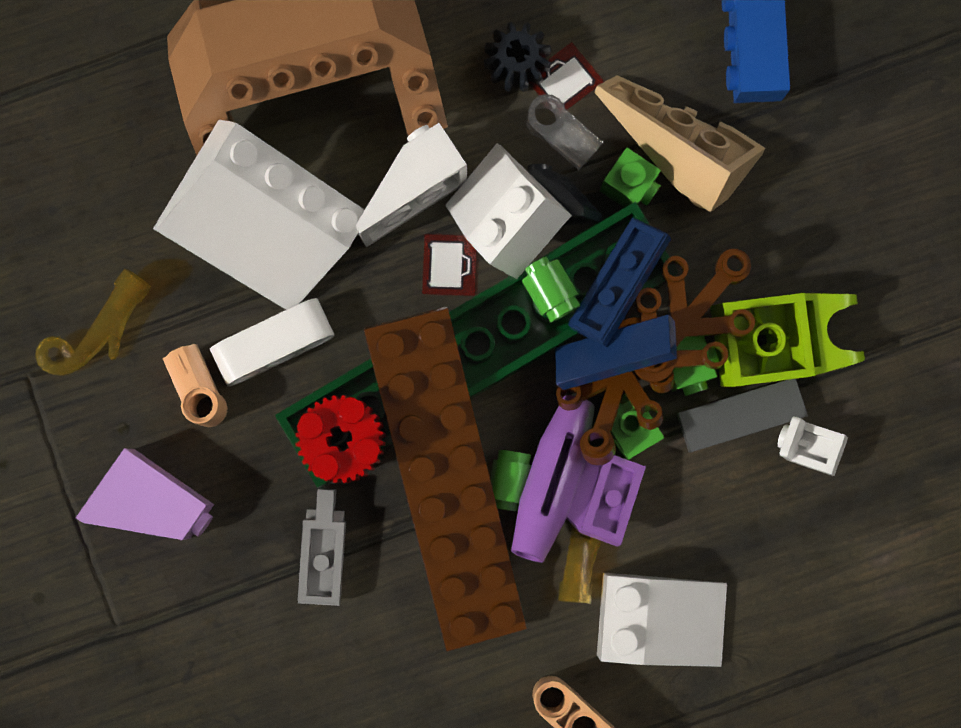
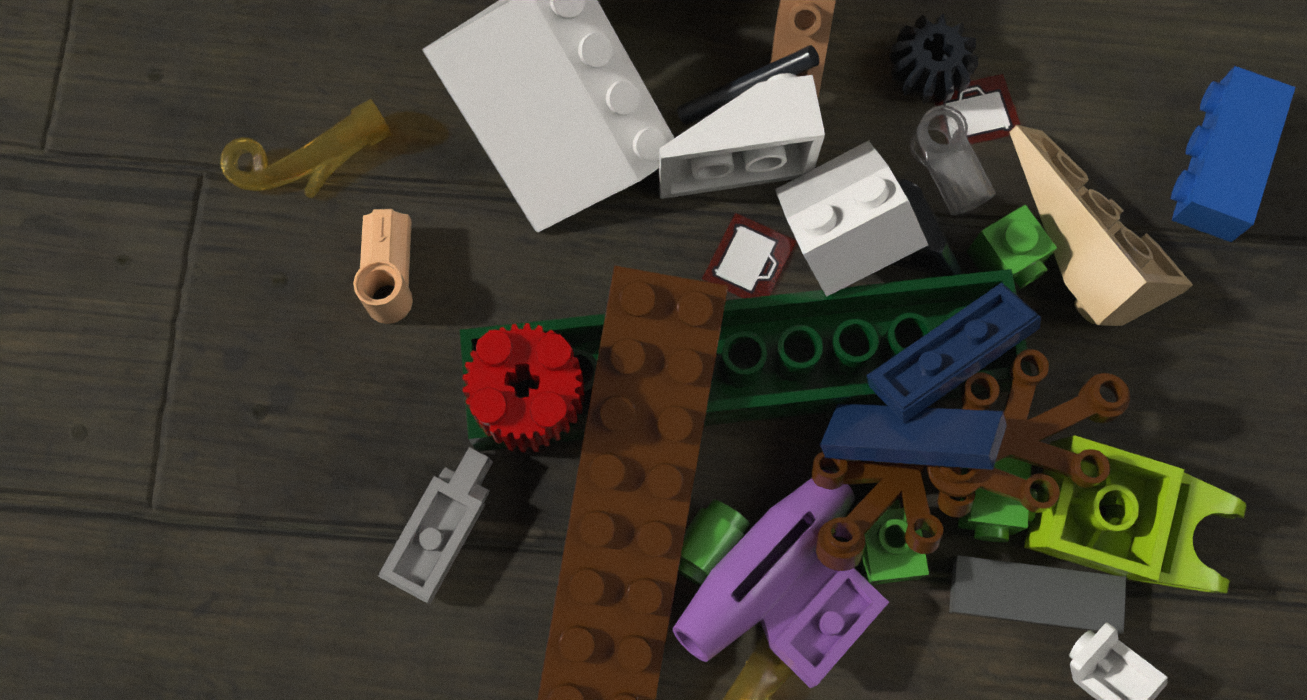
camera: 25 degrees right, 10 degrees down
(146, 500) = (261, 369): lavender slope -> none
(272, 342) = (499, 253): white beam -> none
(393, 142) = (710, 102): none -> black bar
(550, 289) = (864, 322): bright green brick -> none

